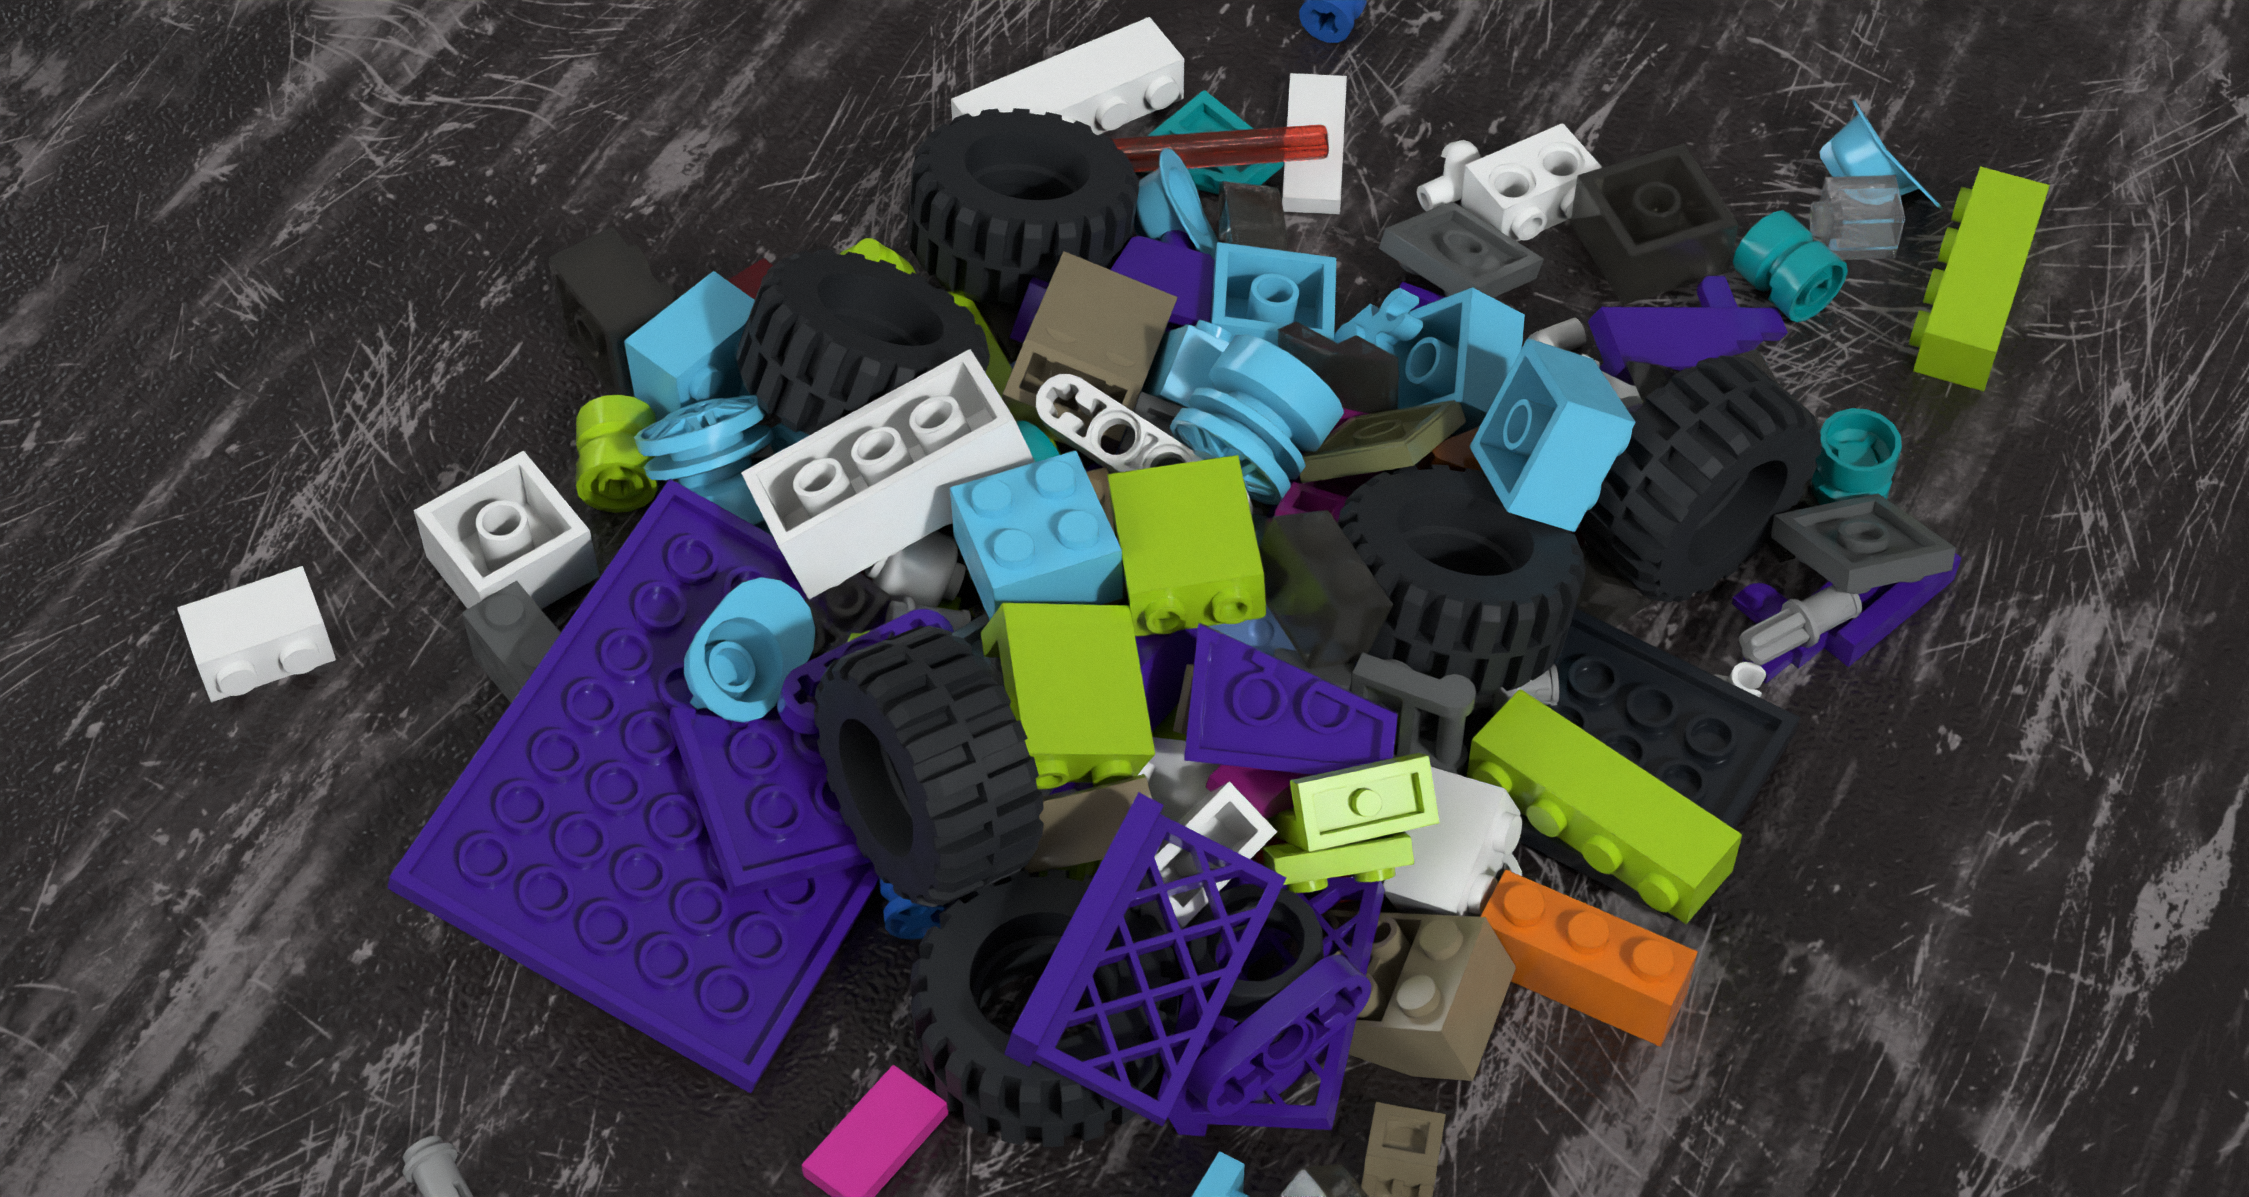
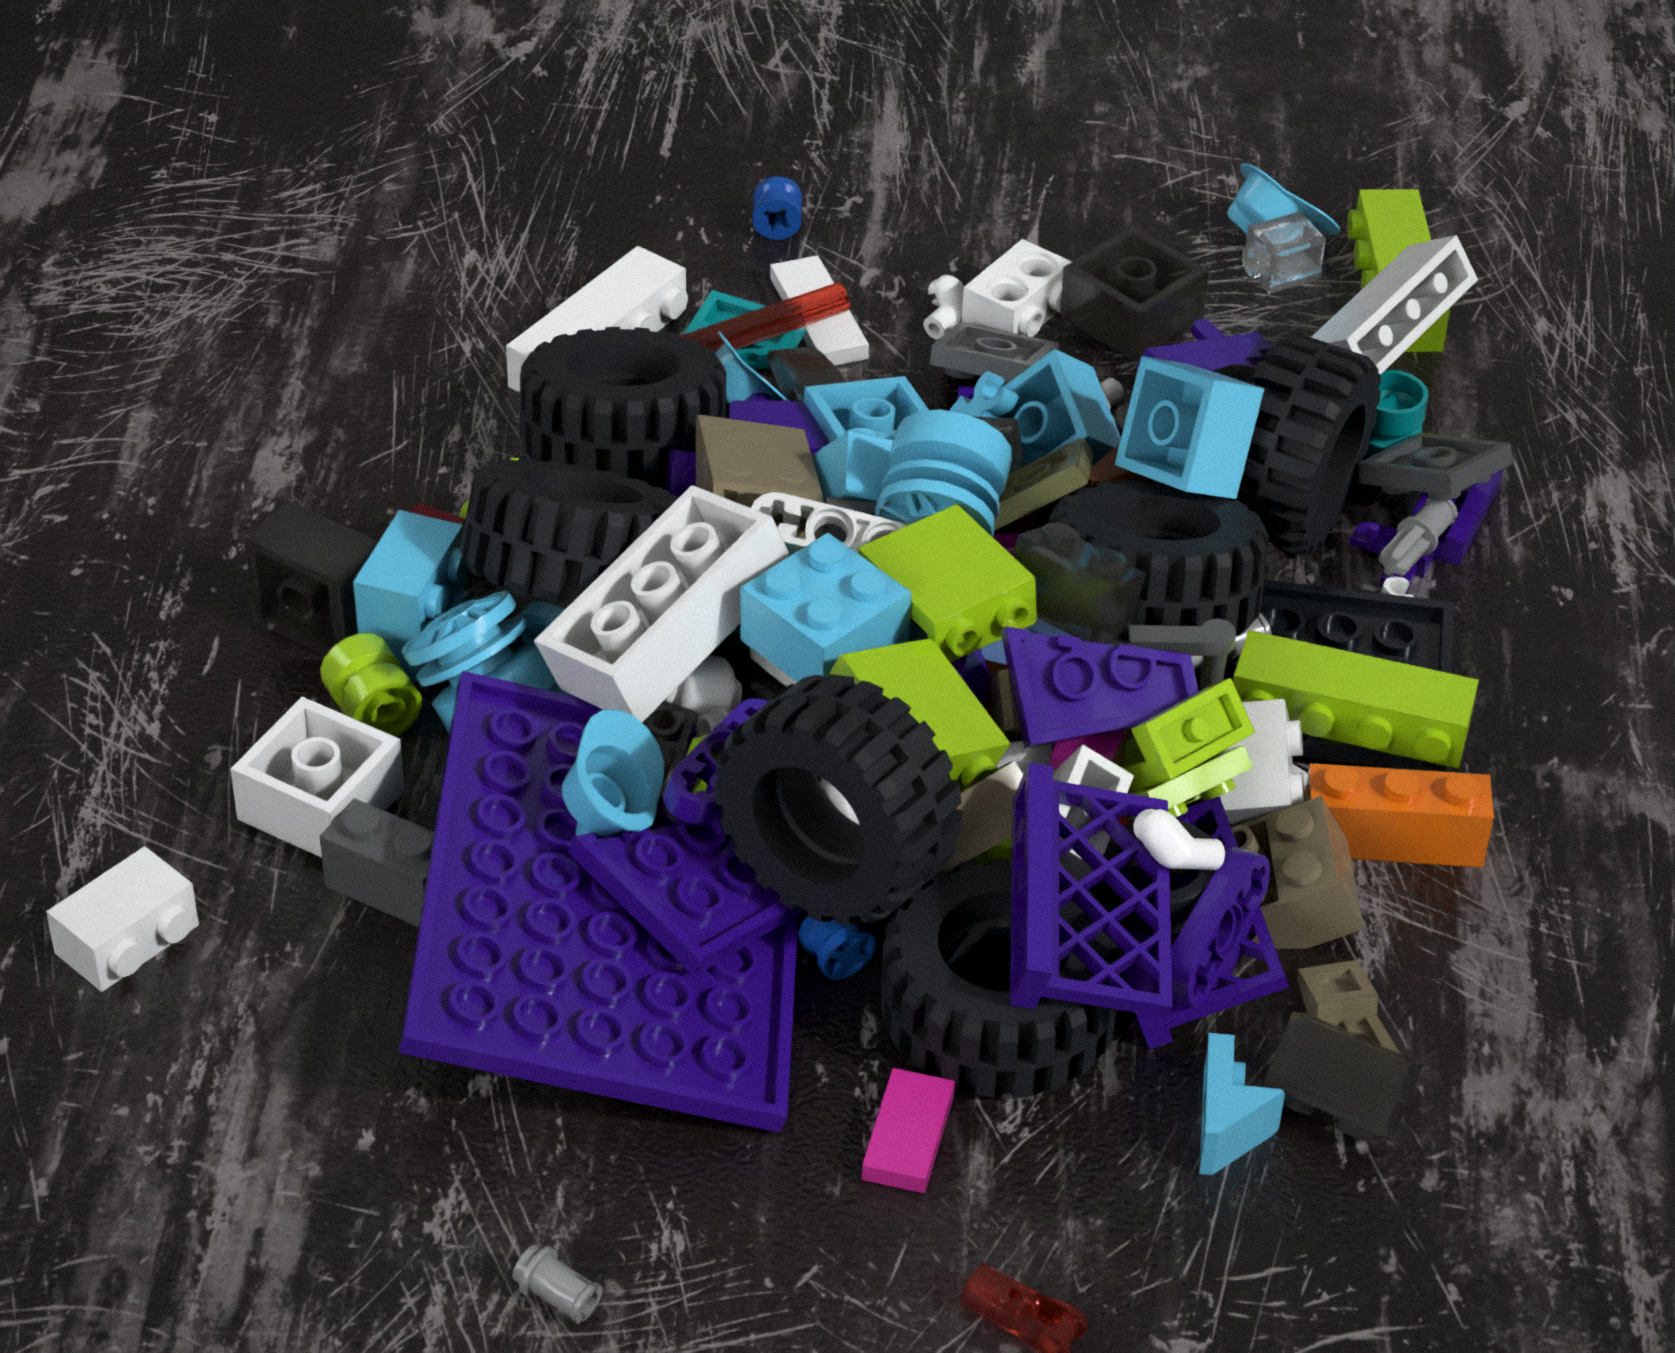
camera: 25 degrees left, 10 degrees down
(1257, 936) = (1173, 845): none -> white arm
(1785, 259) = (1249, 295): teal wheel -> none
(1905, 342) = (1401, 301): none -> white brick

